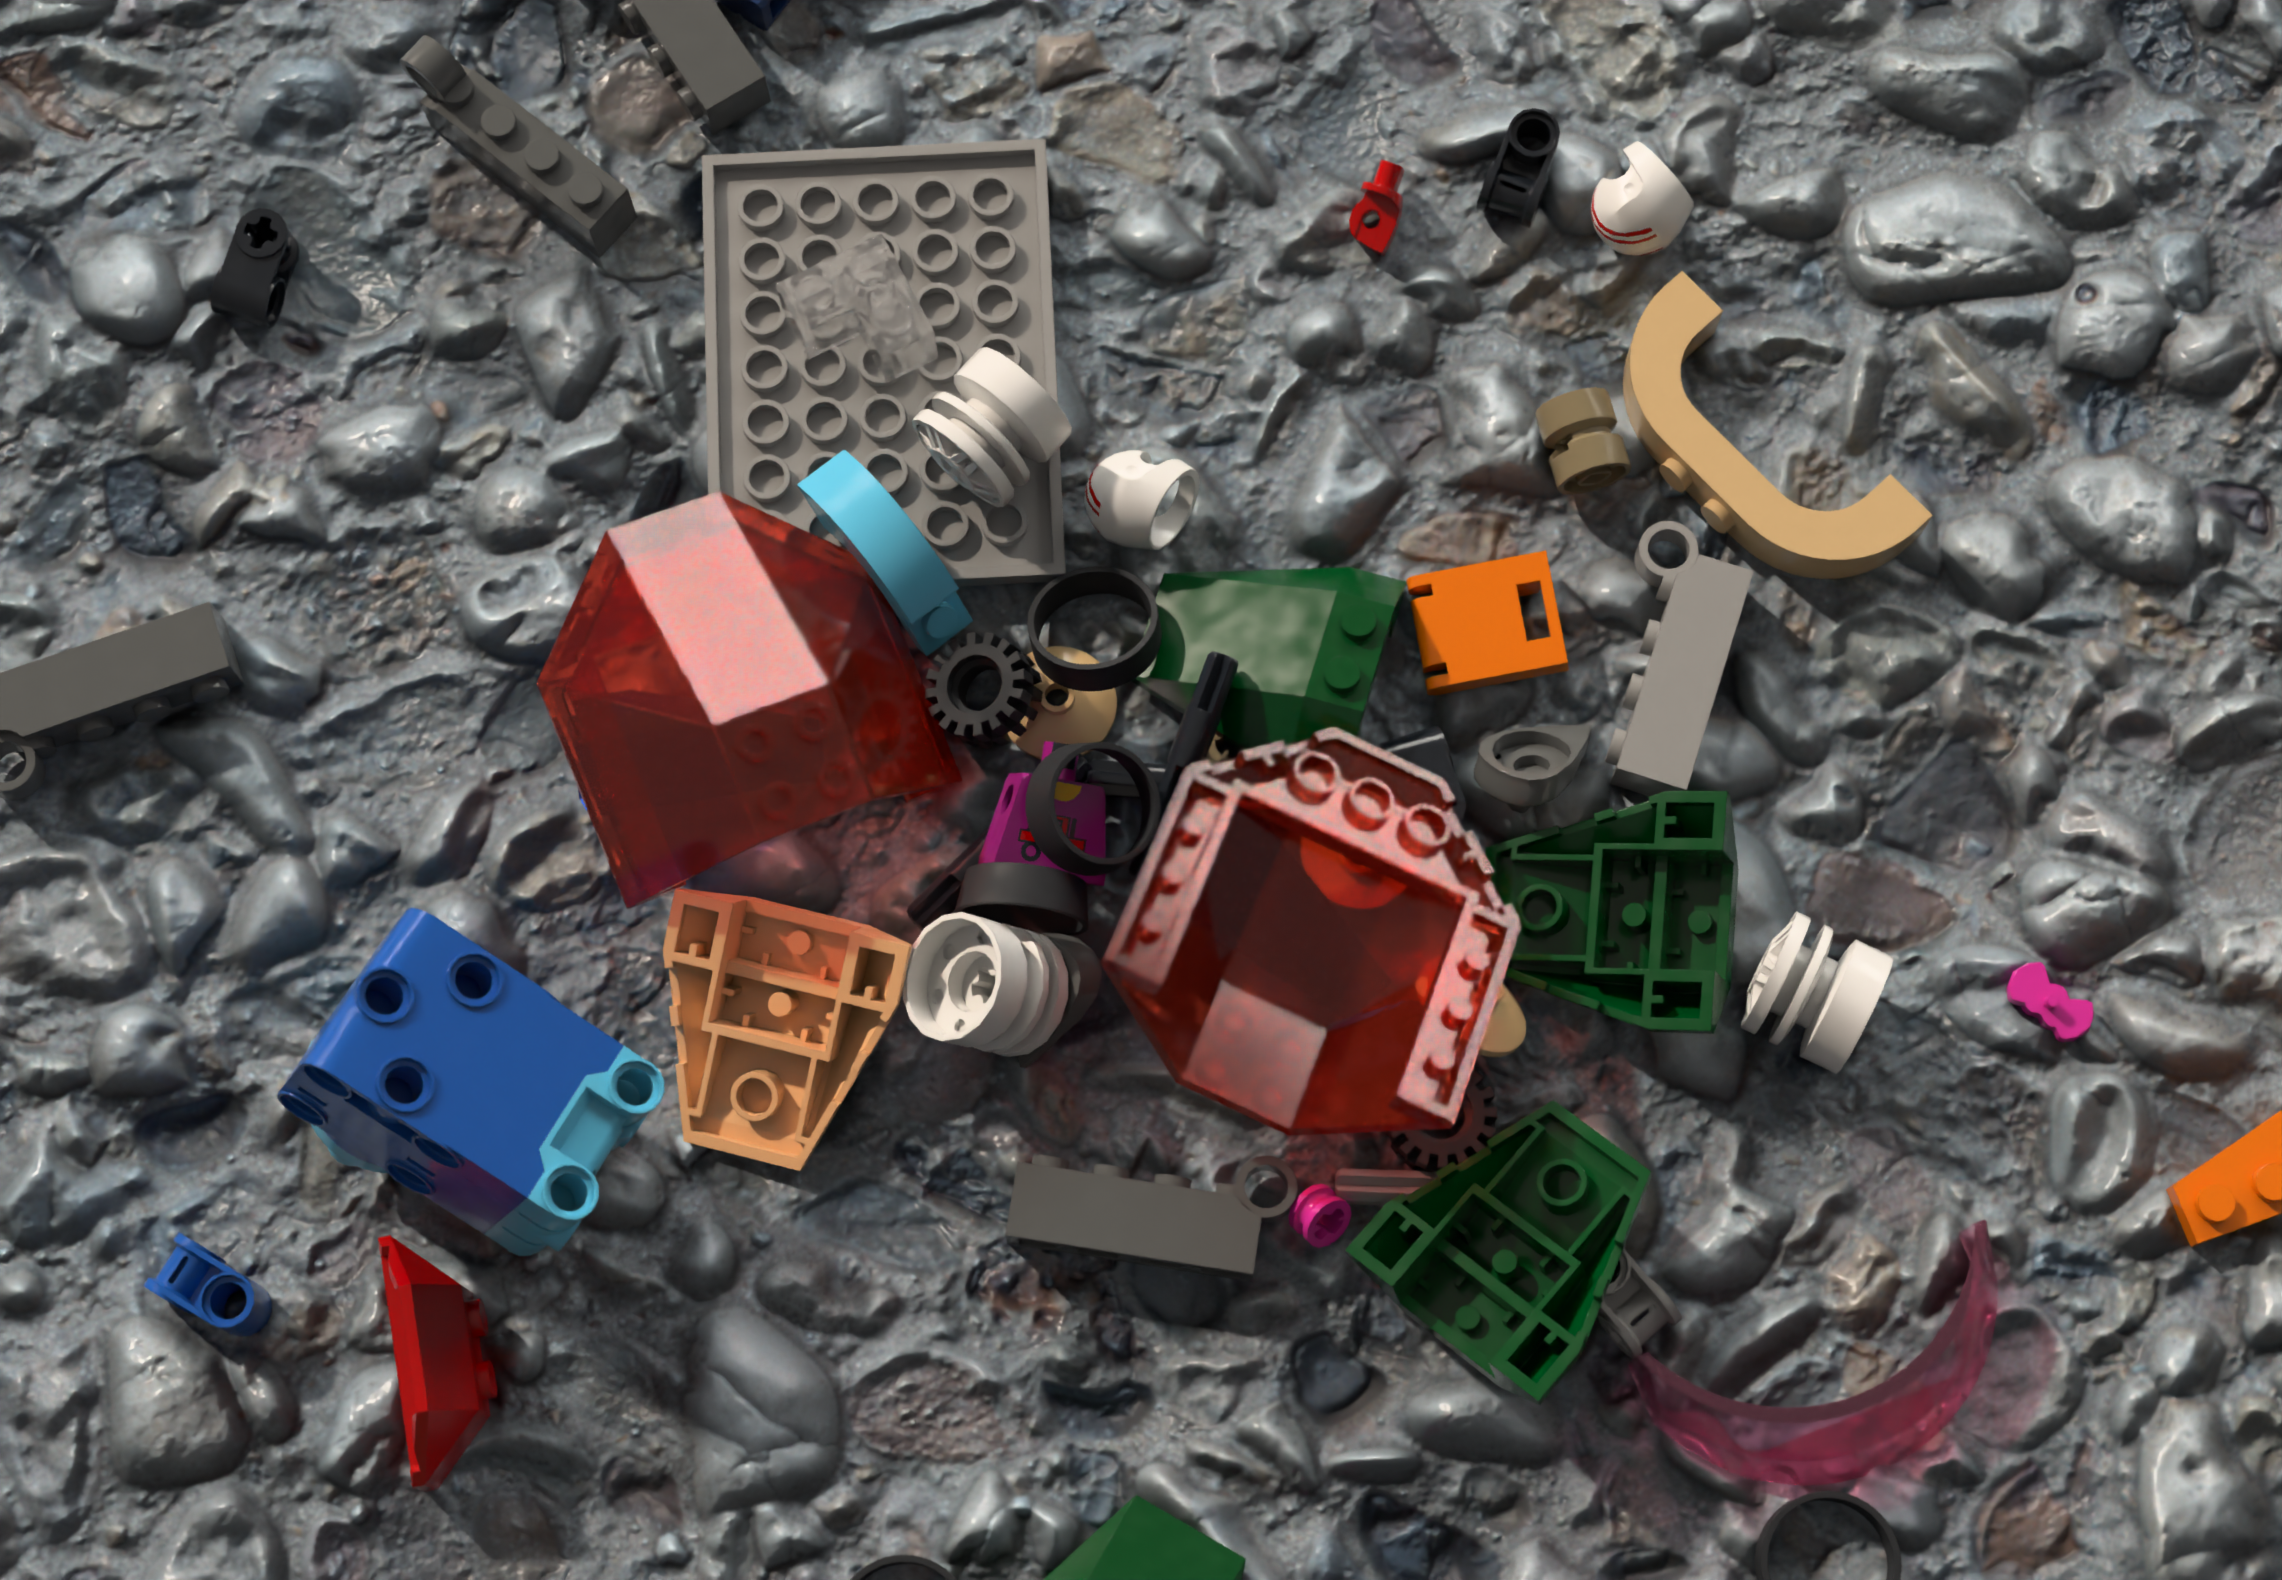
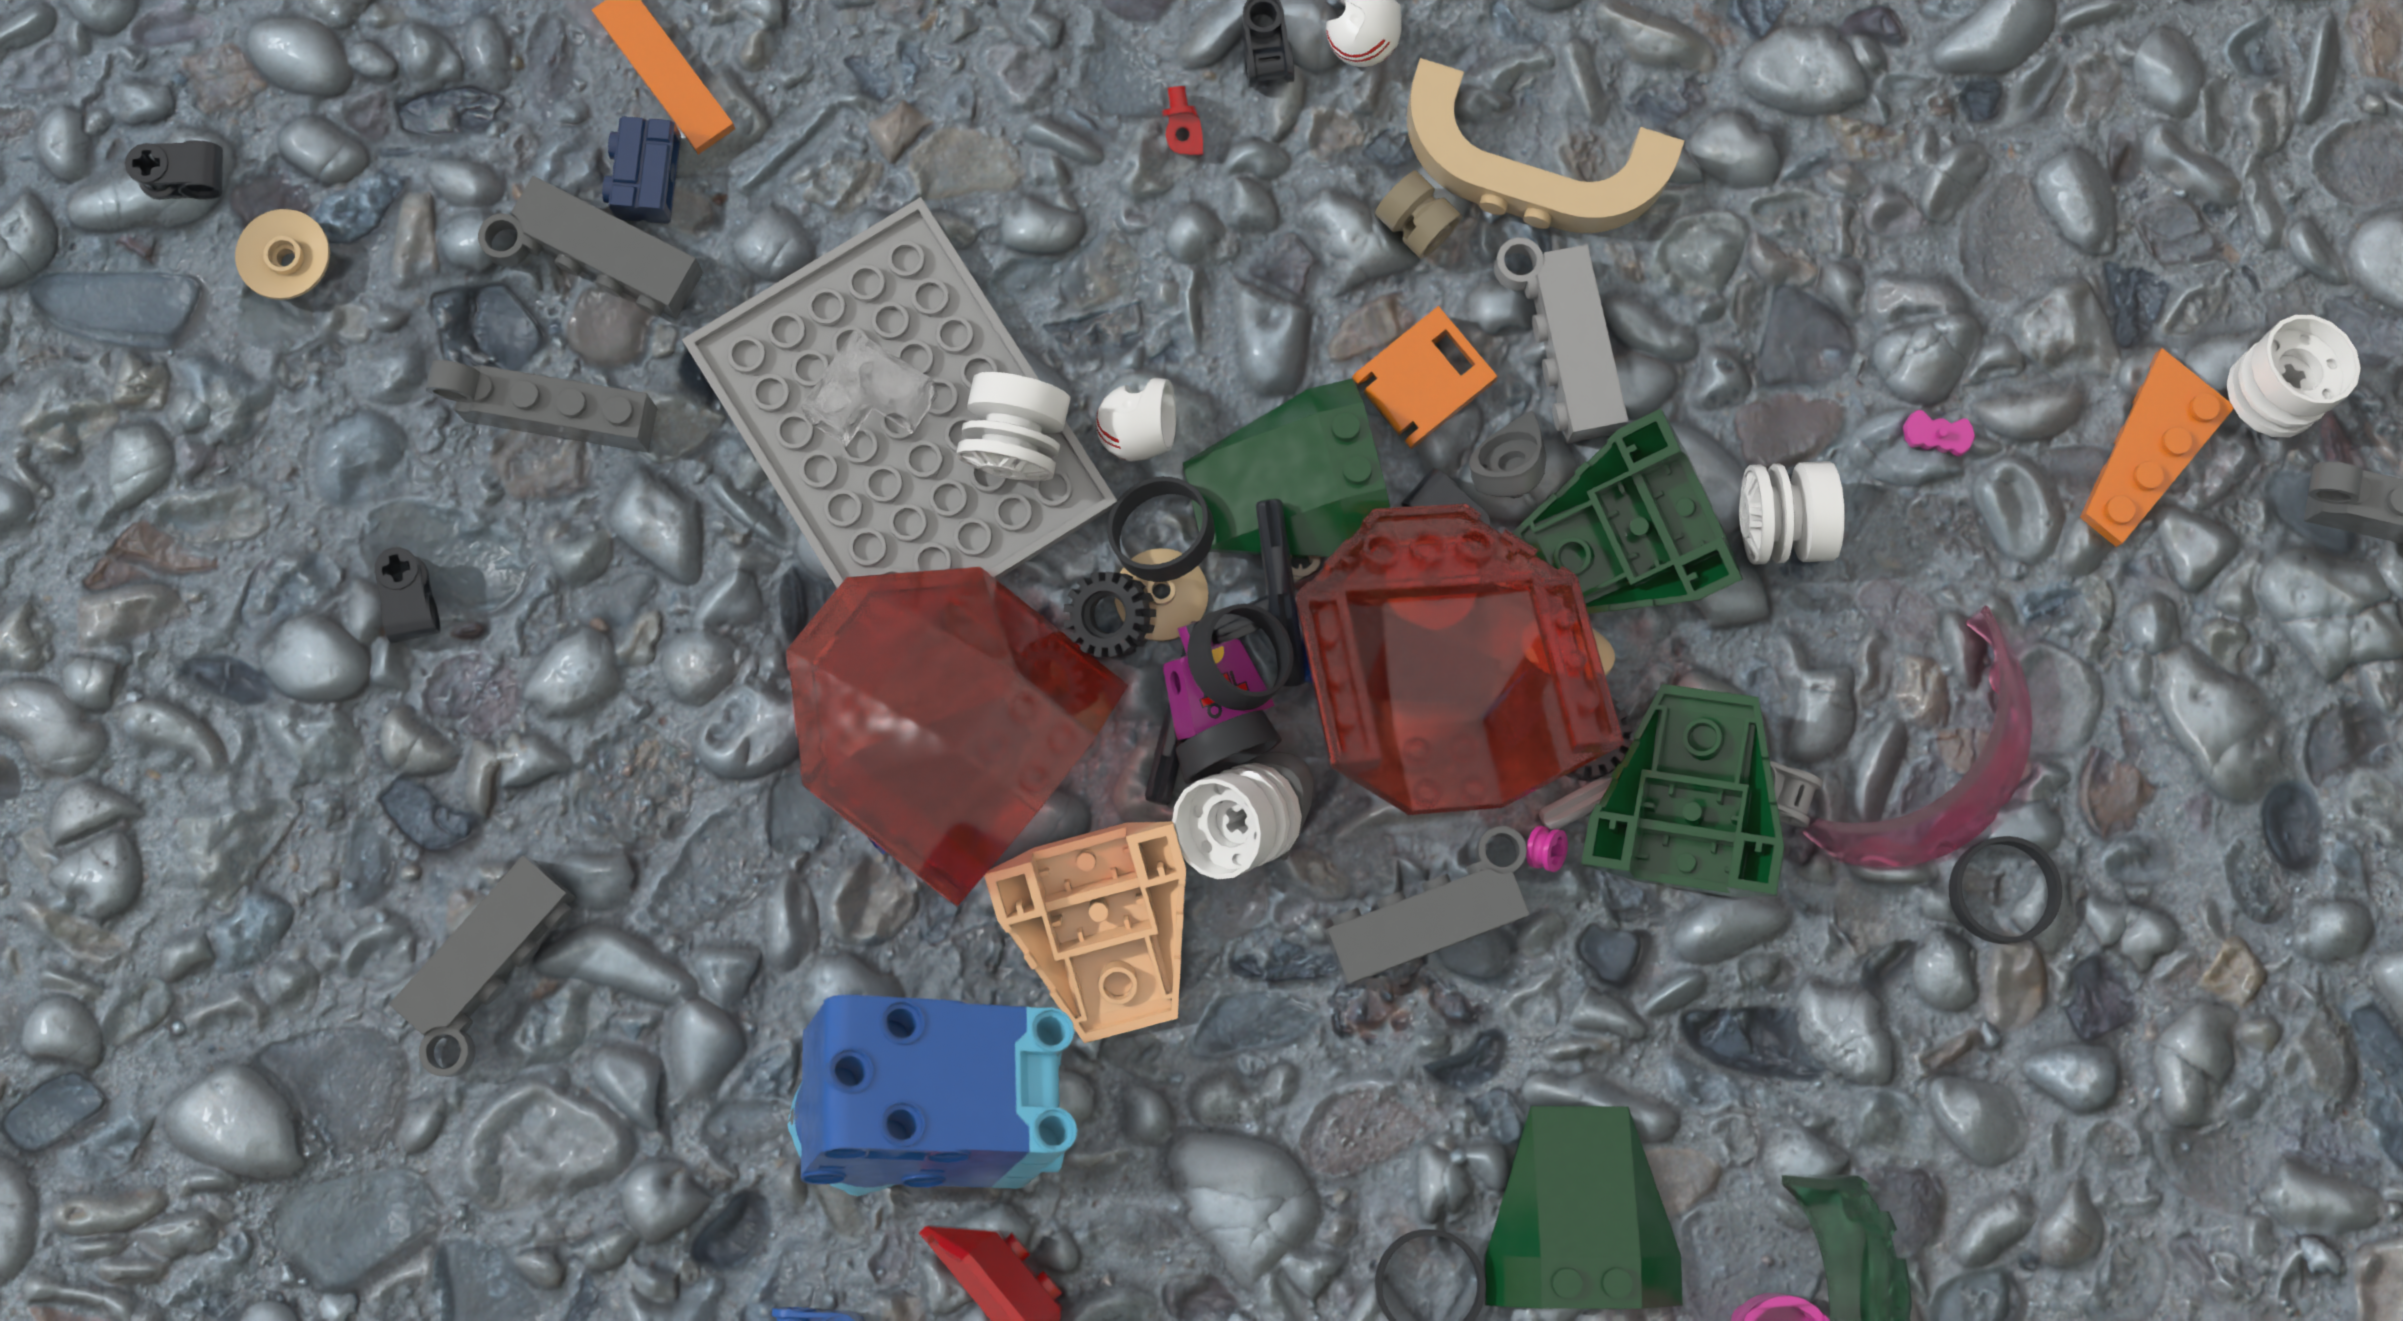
camera: 35 degrees left, 5 degrees up
(889, 549) = (985, 549): medium azure arch -> none

